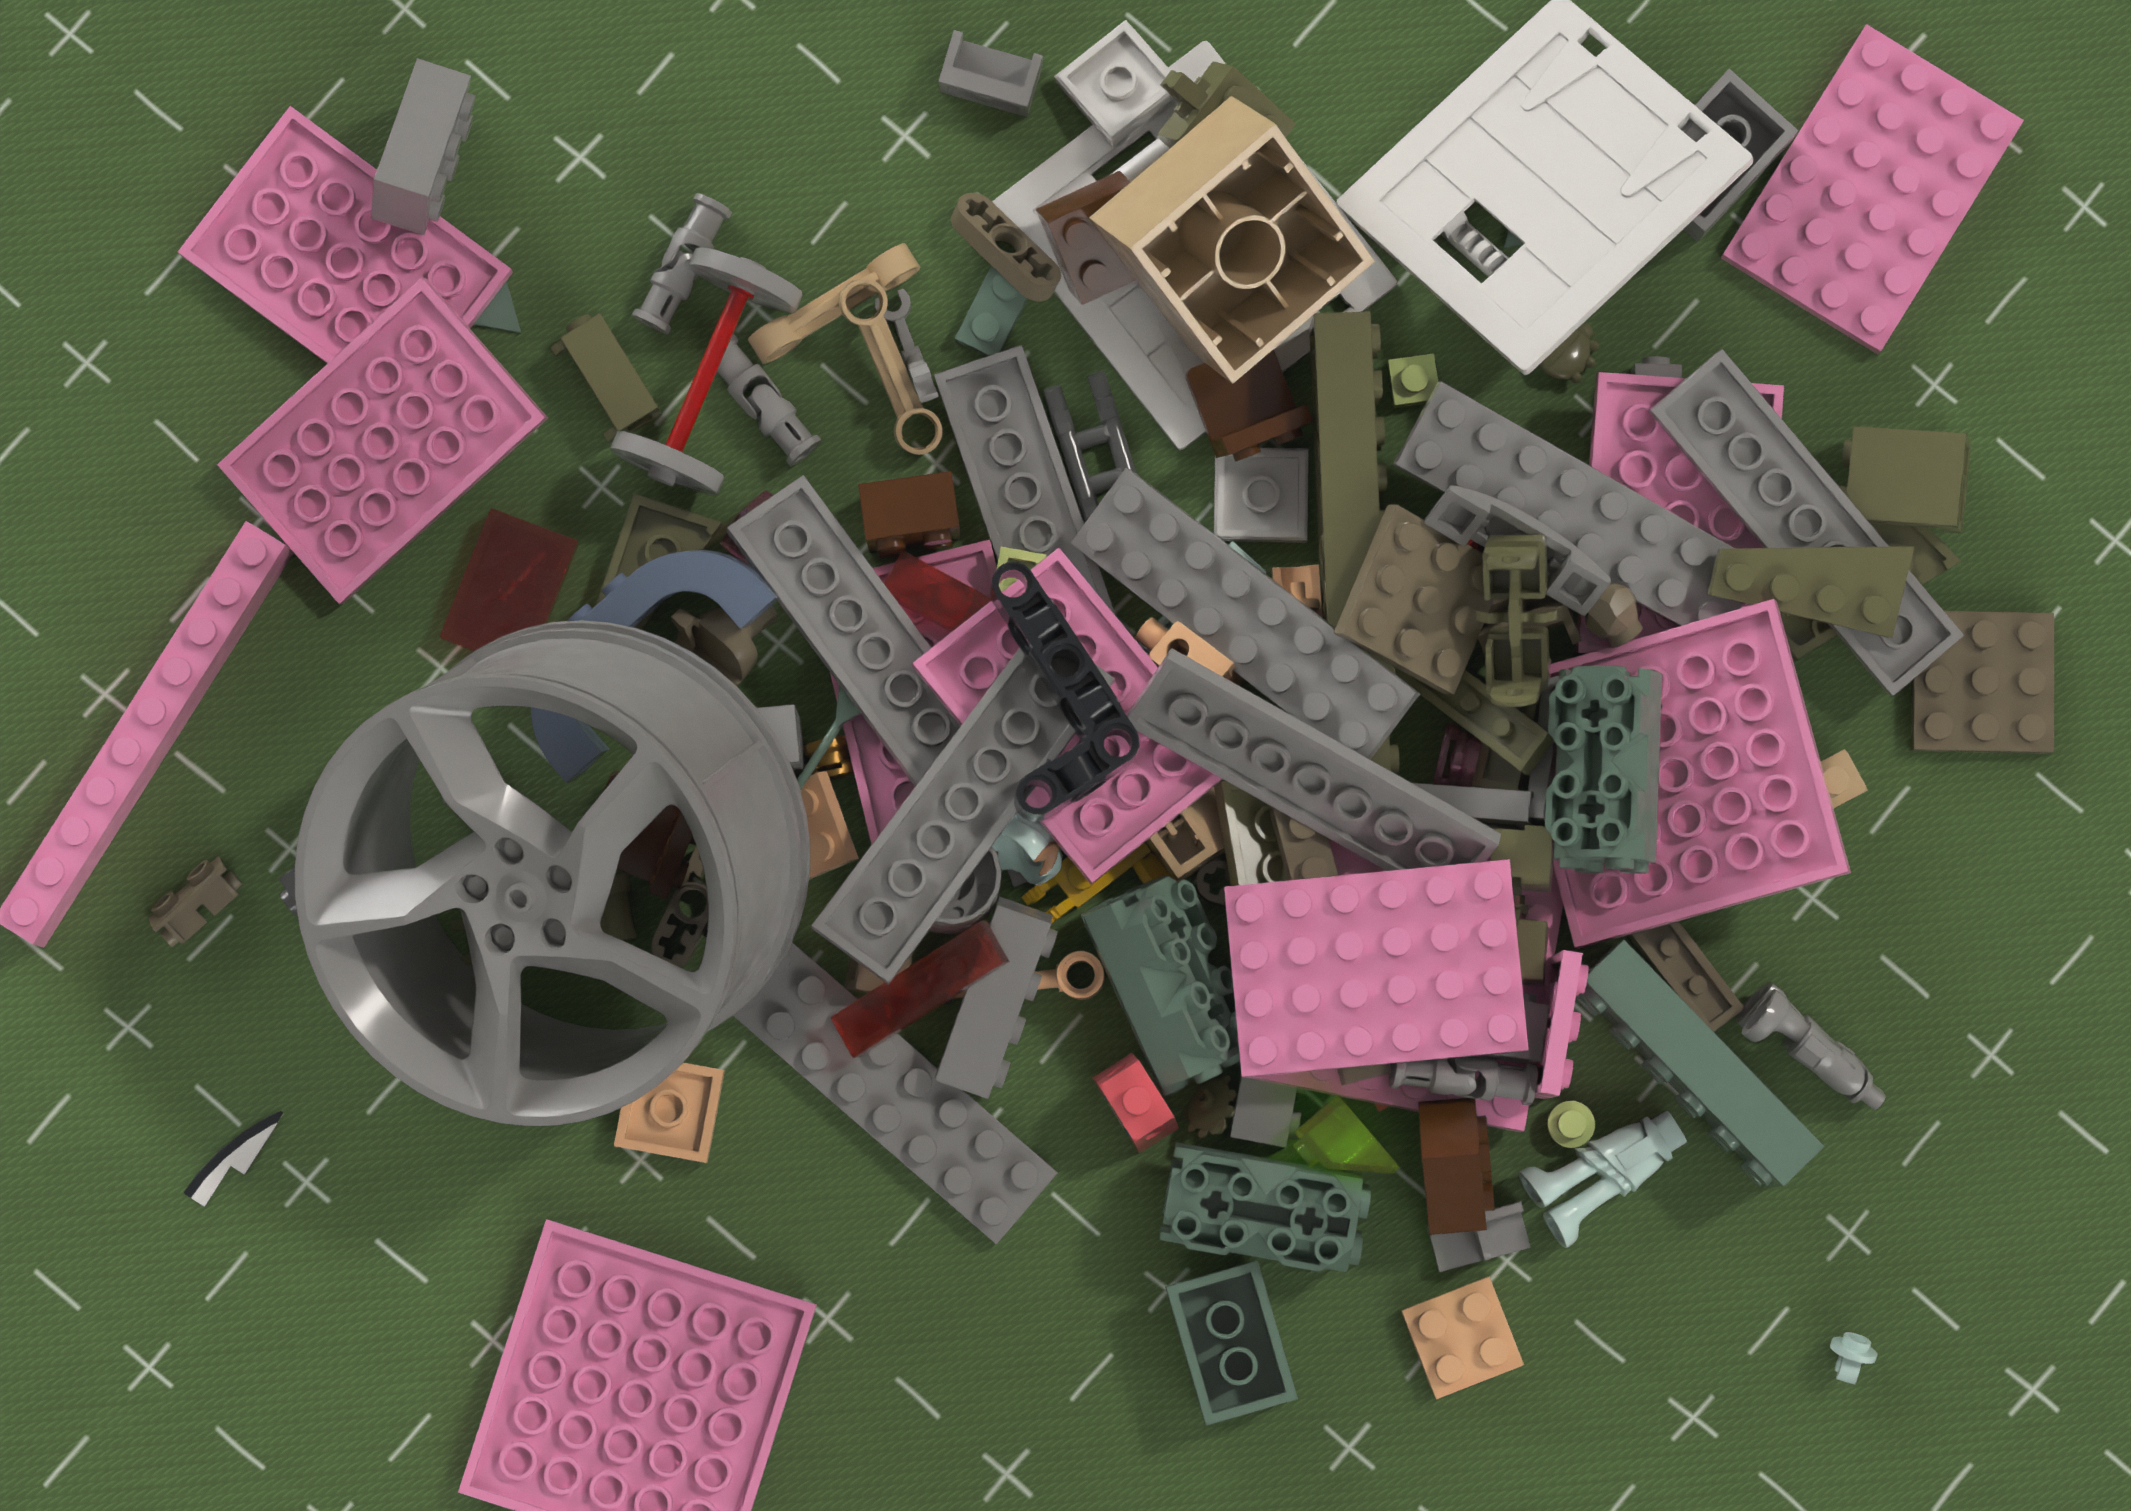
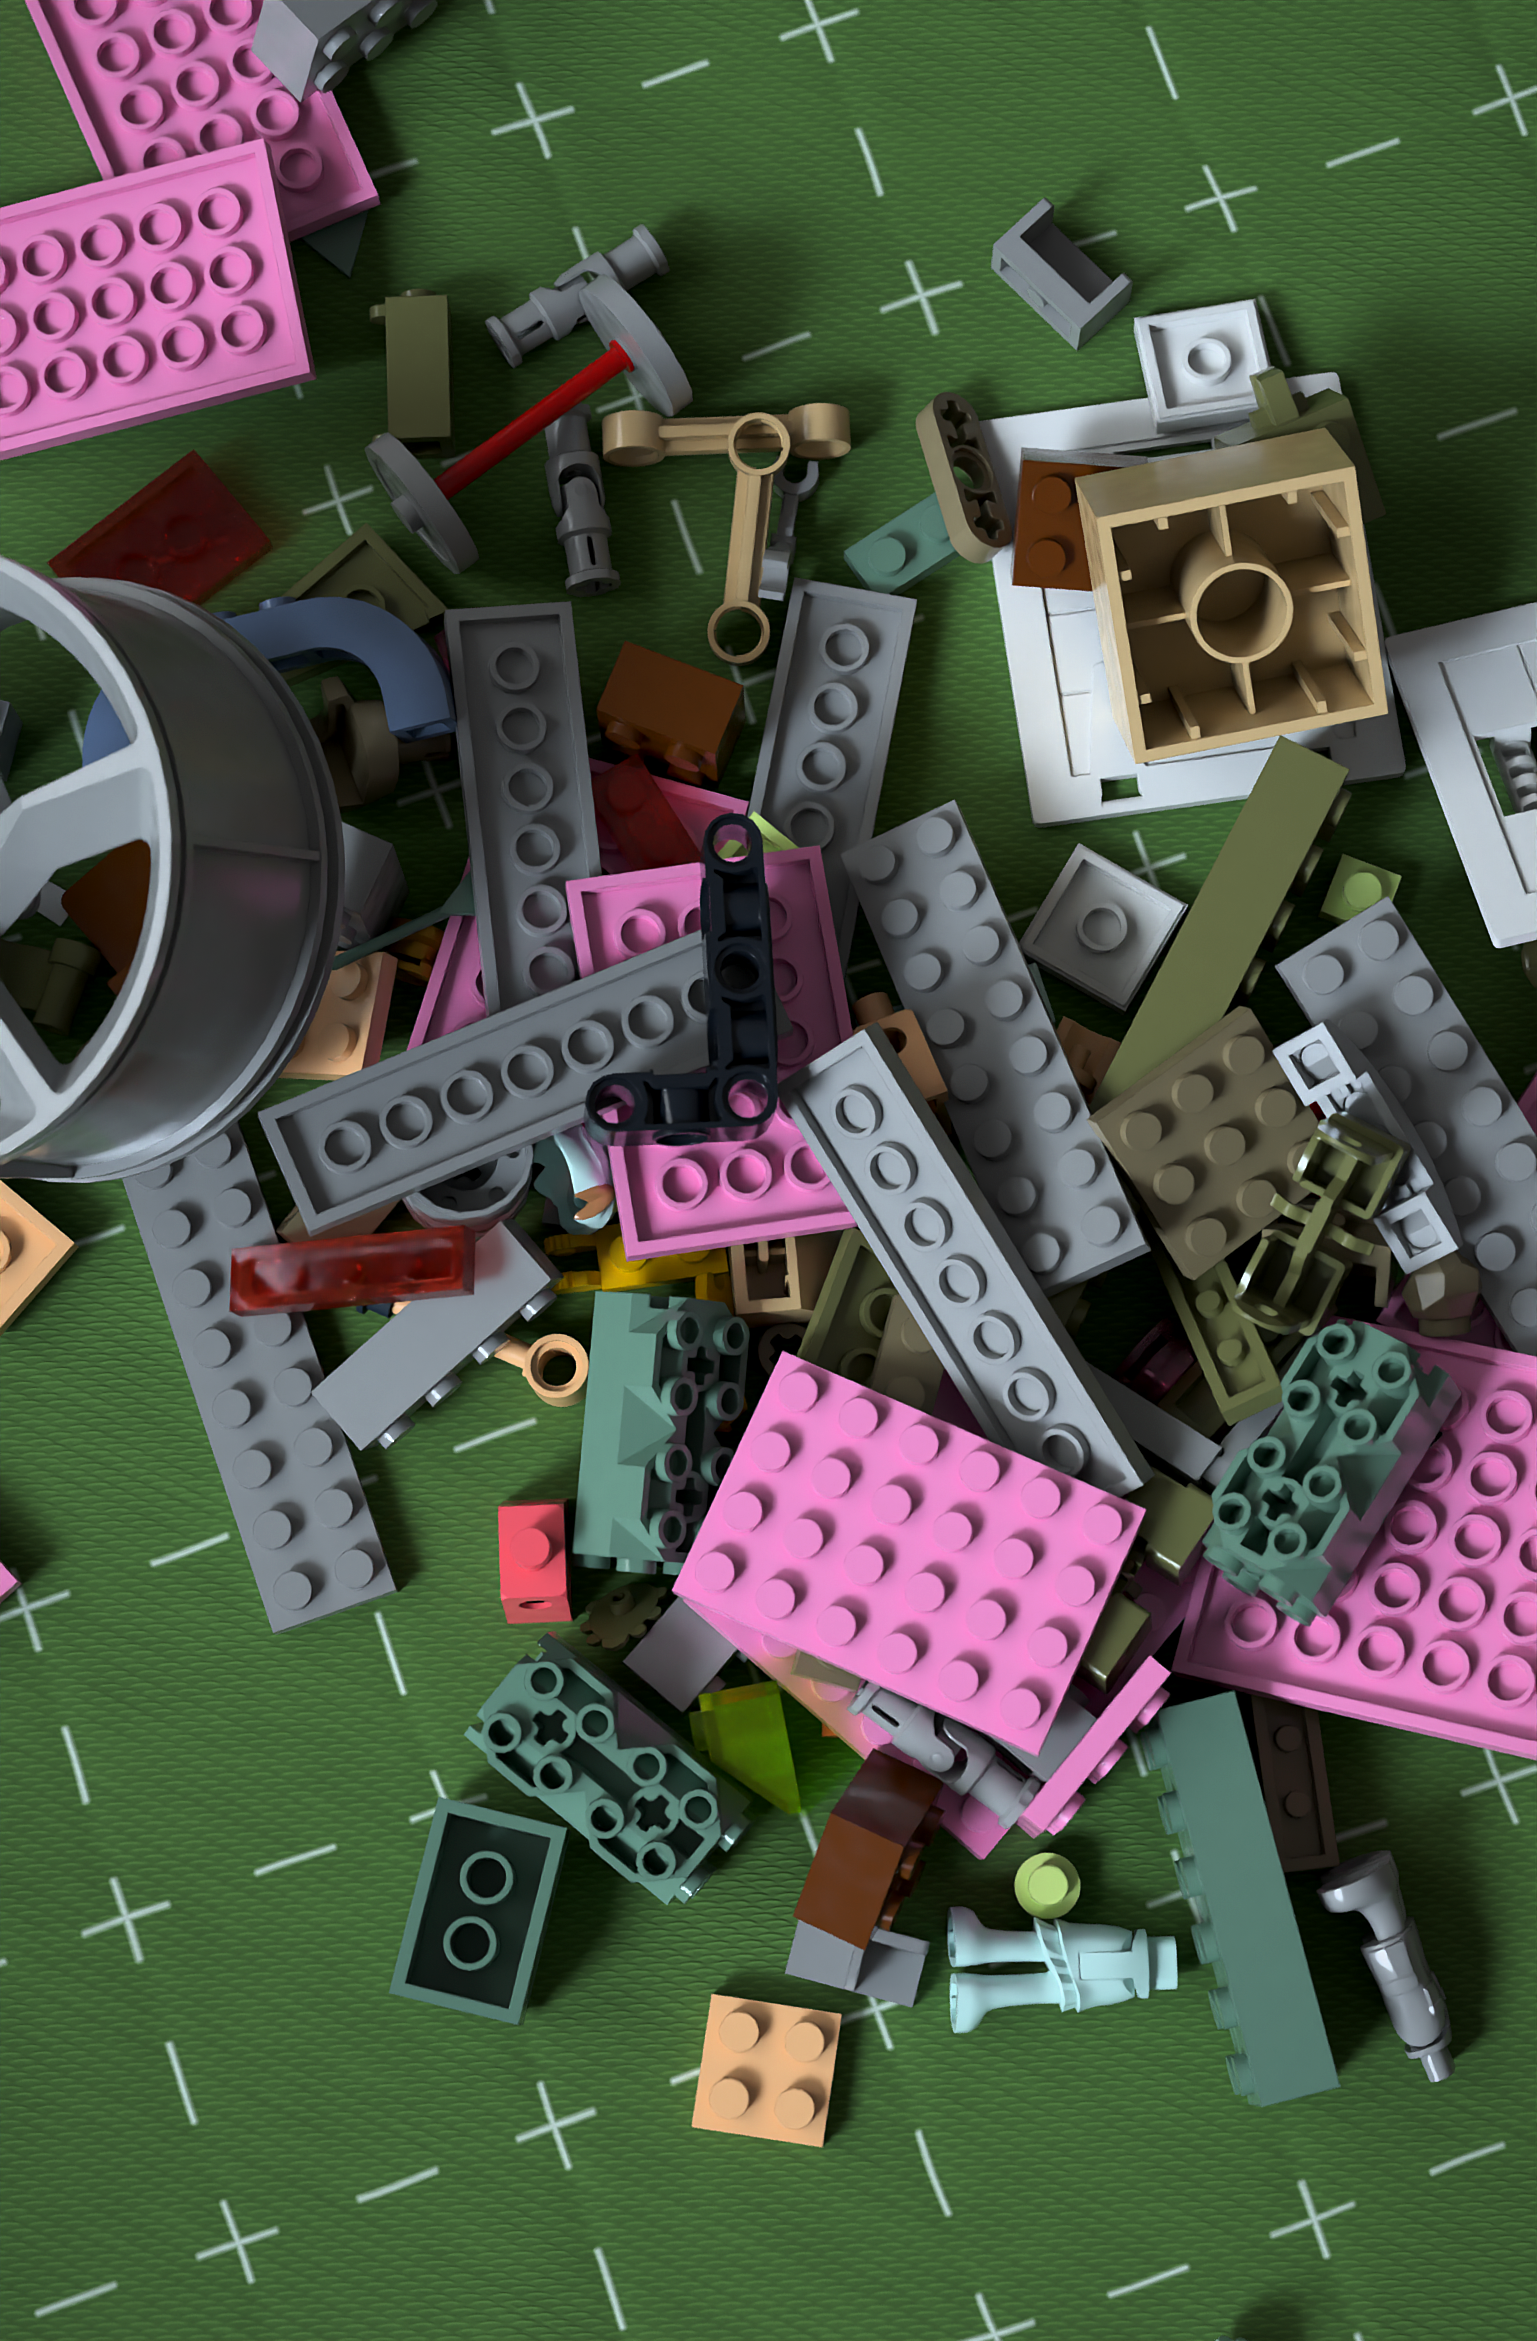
camera: 35 degrees right, 5 degrees down
(1072, 443) = (914, 748): dark grey piece -> none
(1248, 410) = (1142, 810): reddish brown bracket -> none

